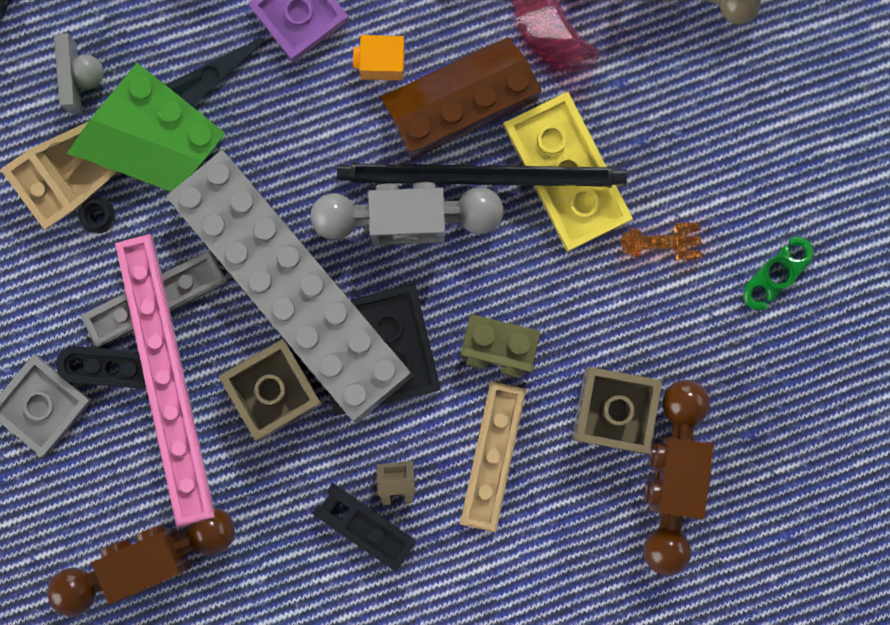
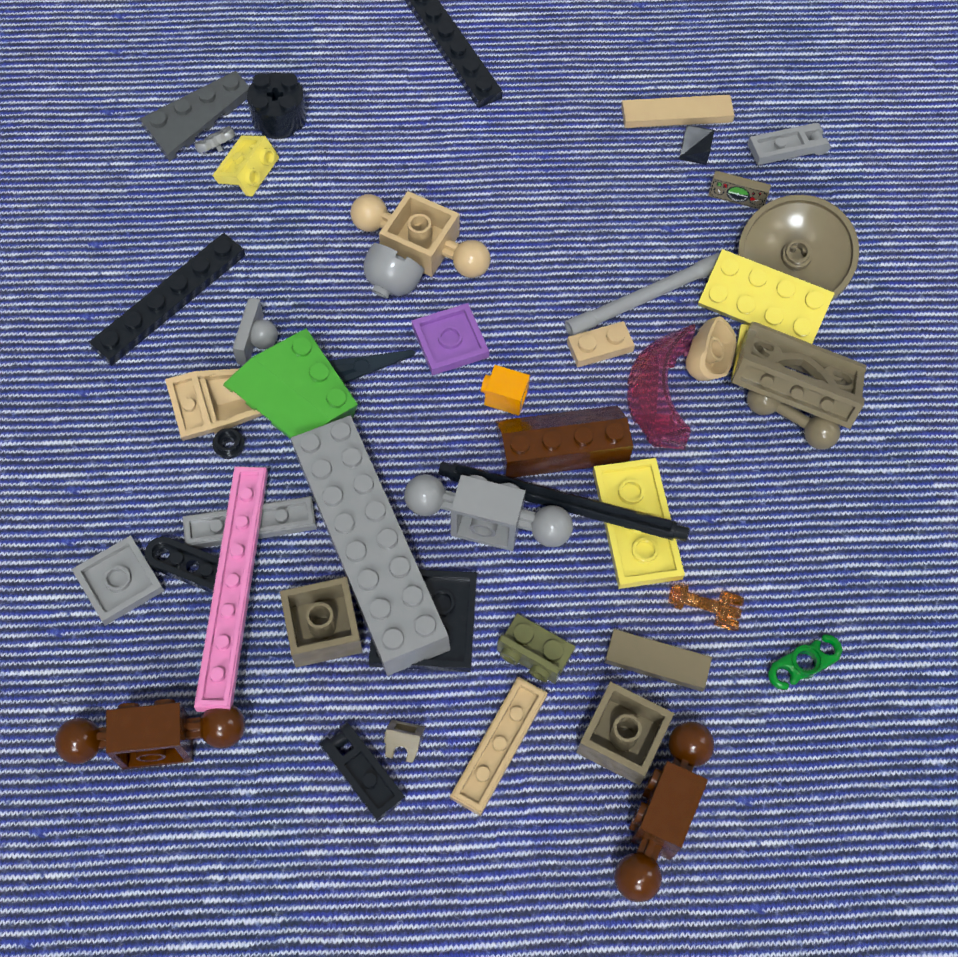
camera: 20 degrees right, 20 degrees down
(628, 317) = (658, 660): none -> dark tan tile

